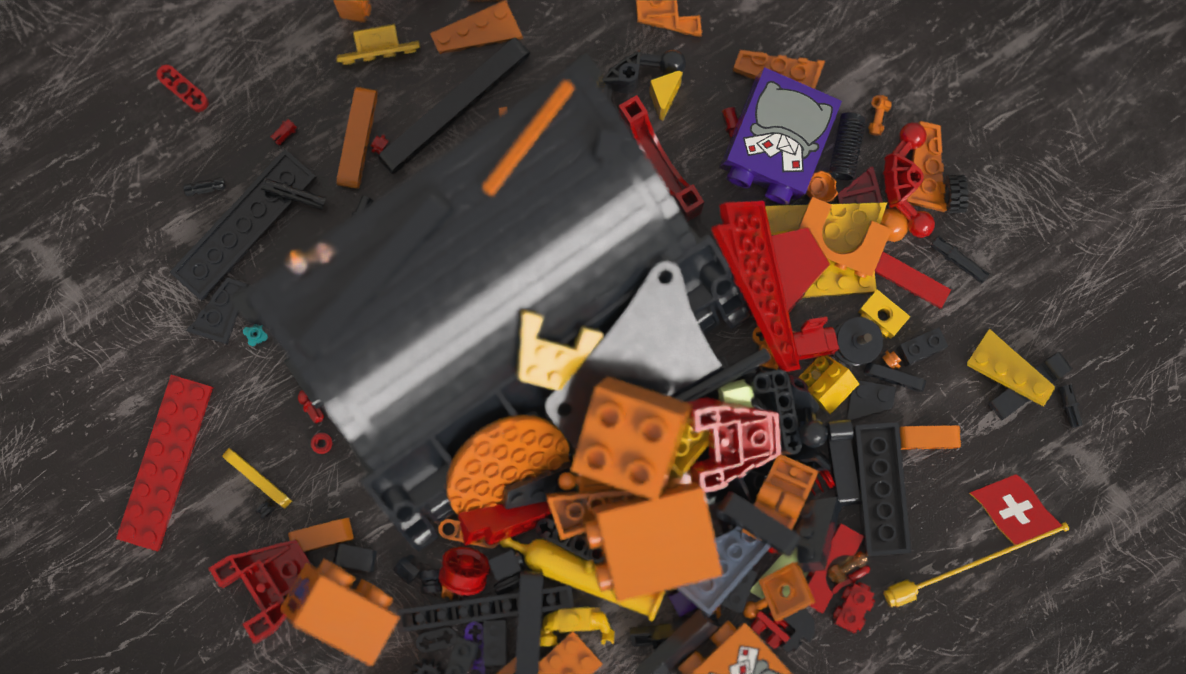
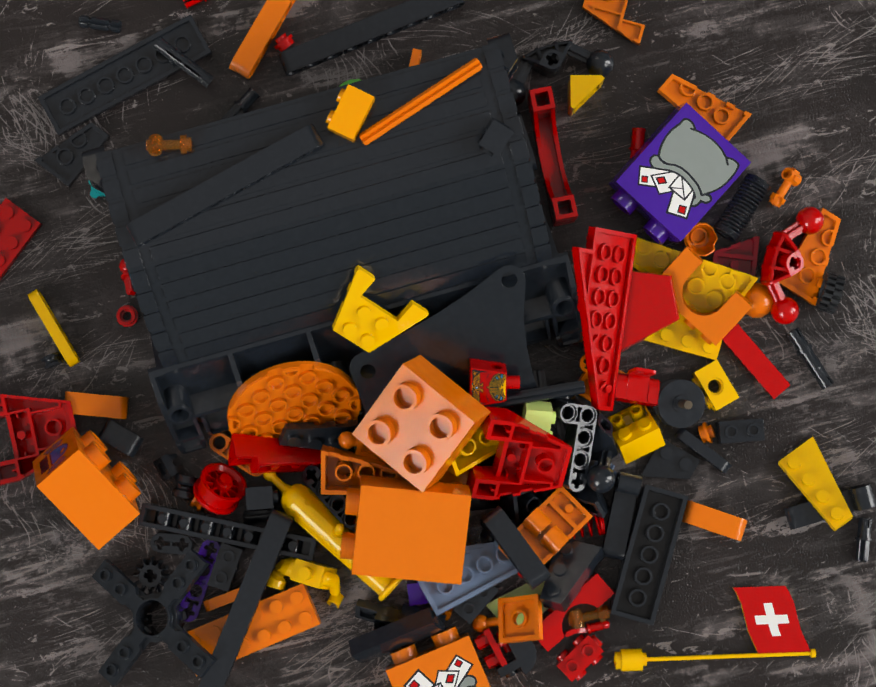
camera: 20 degrees right, 5 degrees up
(467, 170) = (350, 112): none -> light orange brick
(680, 378) = (490, 381): none -> red torso

